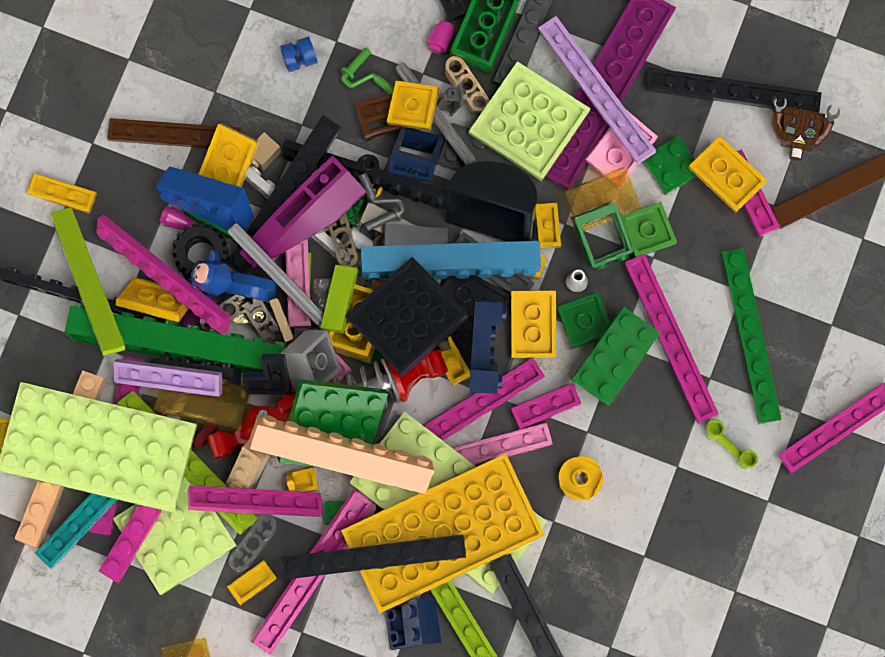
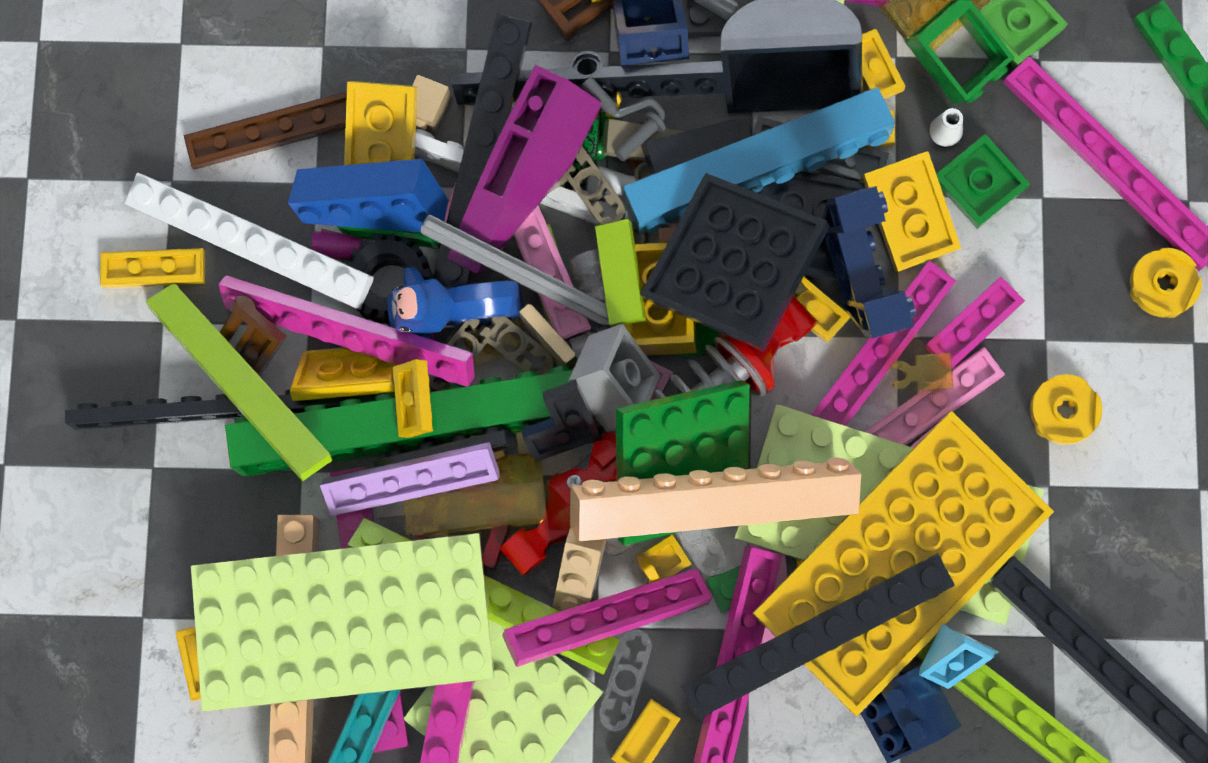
camera: 15 degrees left, 0 degrees up
(110, 261) = (259, 340): none -> reddish brown plate
(125, 198) = (249, 241): none -> white plate
(186, 330) = (412, 398): none -> yellow plate
(451, 599) = (954, 657): none -> medium azure slope
(505, 426) = (930, 372): none -> clear yellow plate
(615, 356) = (1049, 214): green brick -> none
(673, 410) = (1147, 291): none -> yellow plate

